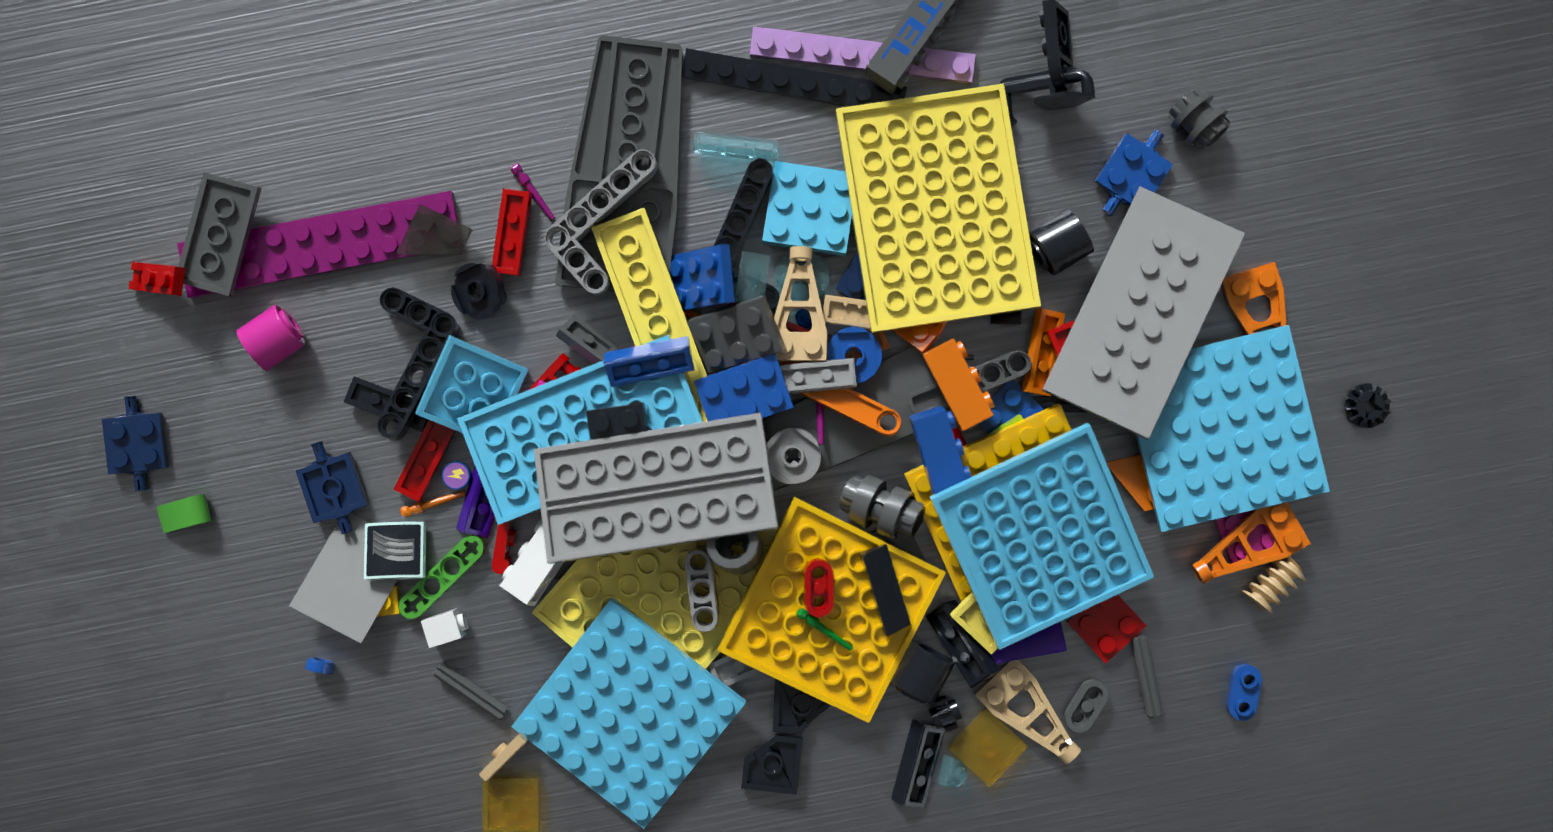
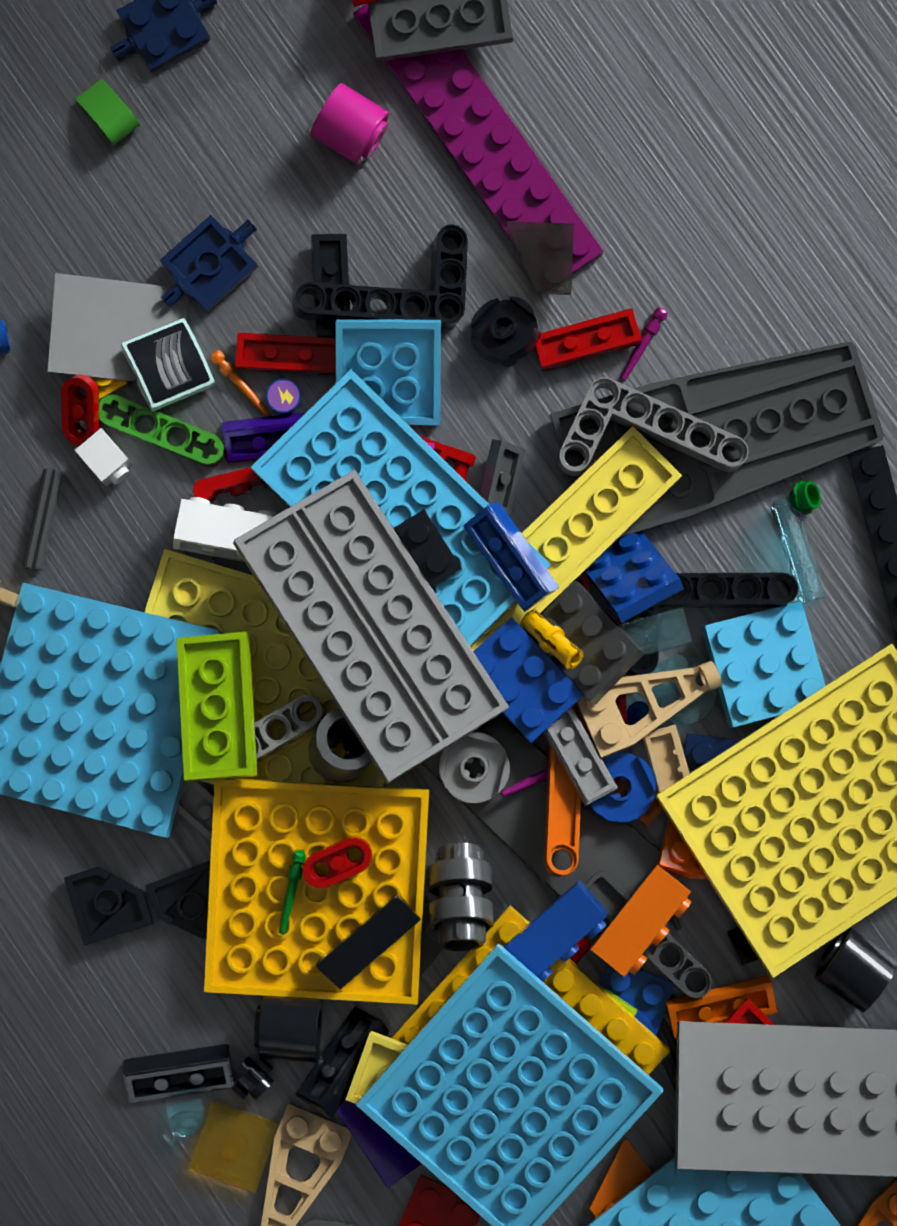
camera: 65 degrees right, 5 degrees down
(399, 629) = (79, 407): none -> red plate
(665, 627) = (216, 706): none -> lime plate
(699, 123) = (805, 496): none -> green plate
(724, 358) = (551, 639): none -> yellow pin

